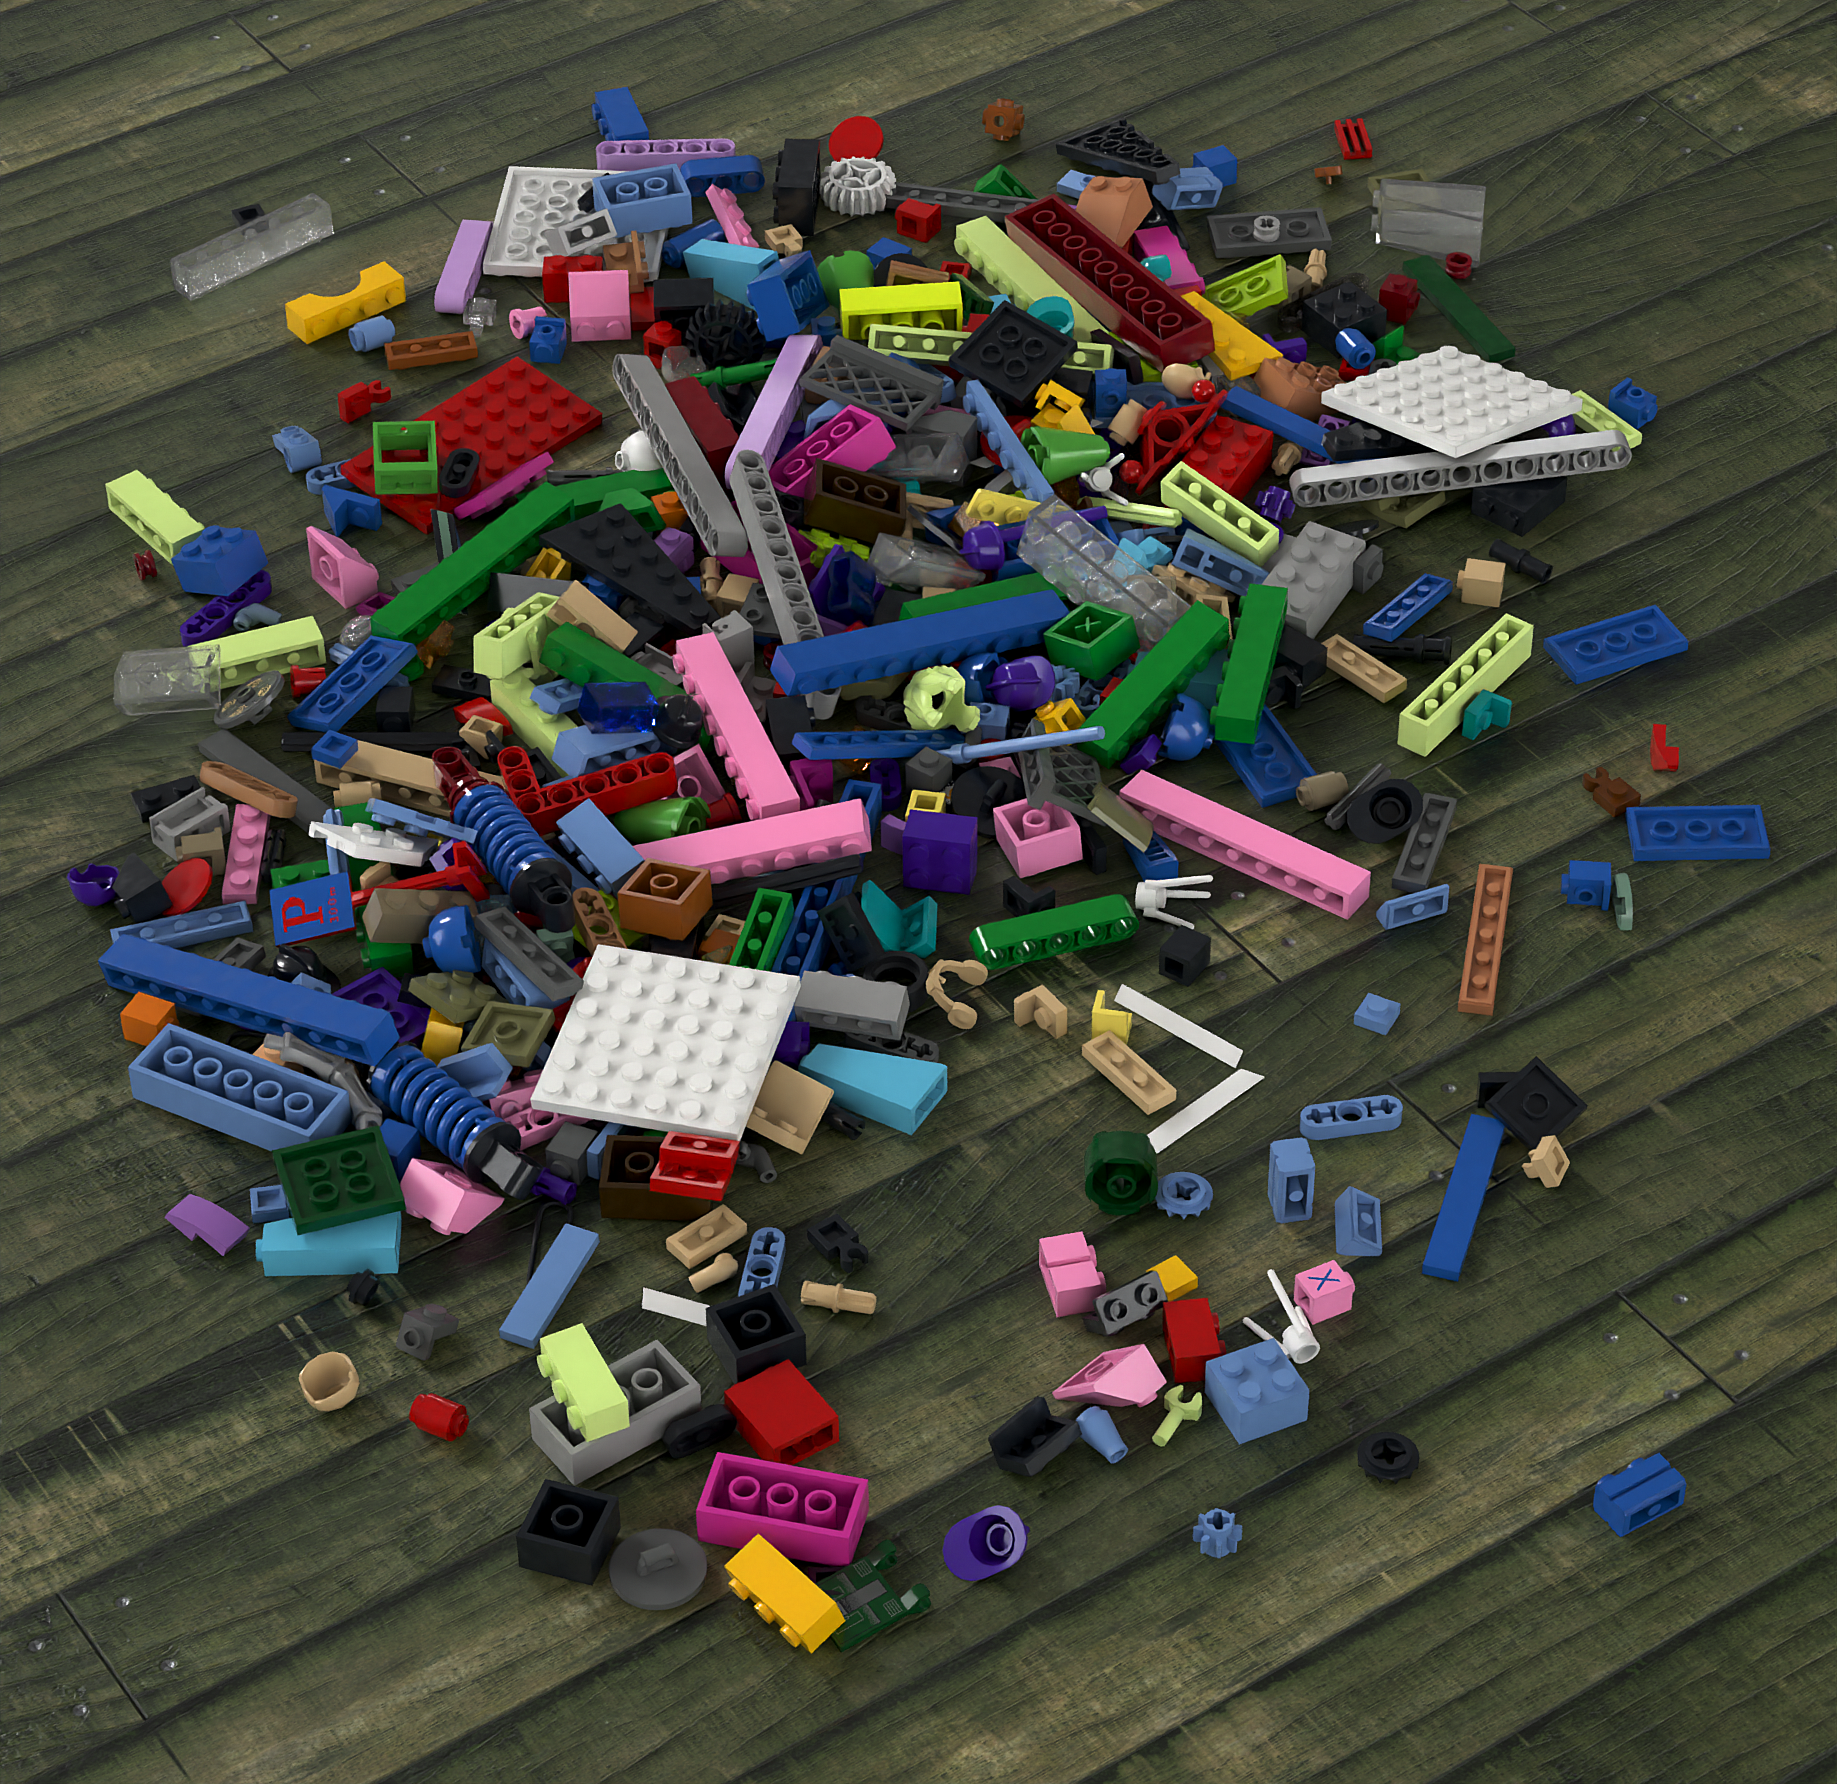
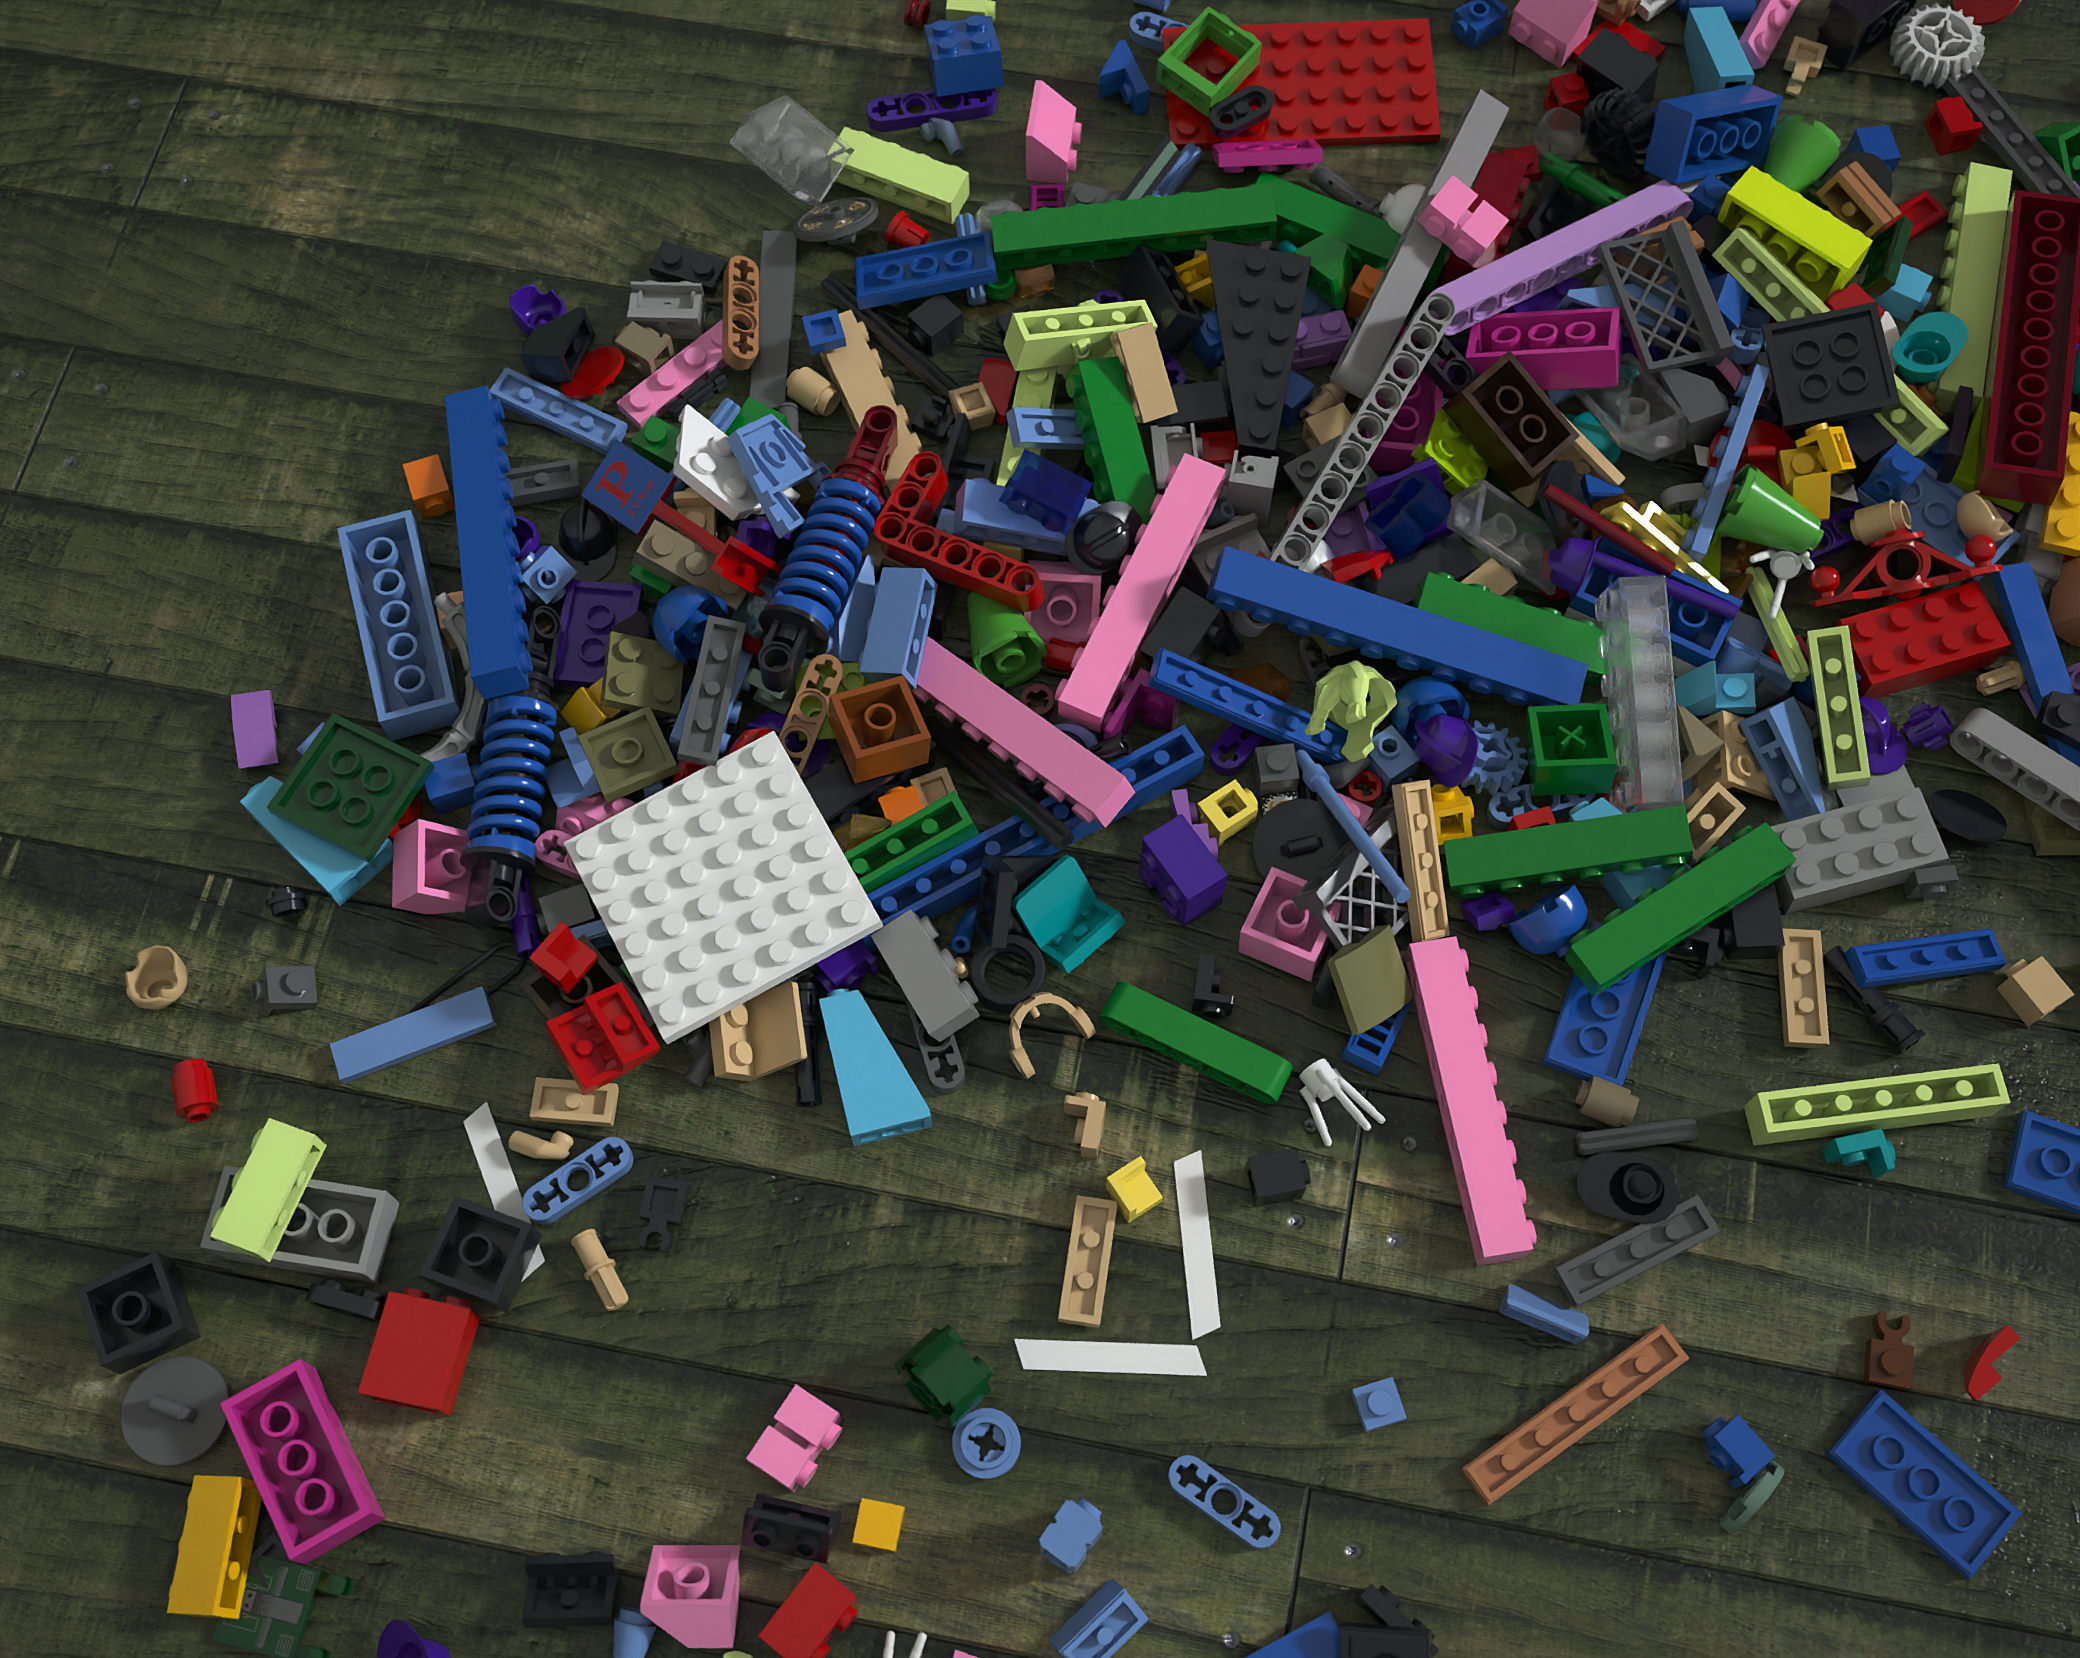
camera: 45 degrees right, 25 degrees up
(616, 1151) = (563, 958): none -> red panel
(686, 423) = (1456, 226): none -> bright pink piece
(976, 514) = (1608, 529): none -> dark red bar
(1081, 752) = (1421, 860): none -> tan tile

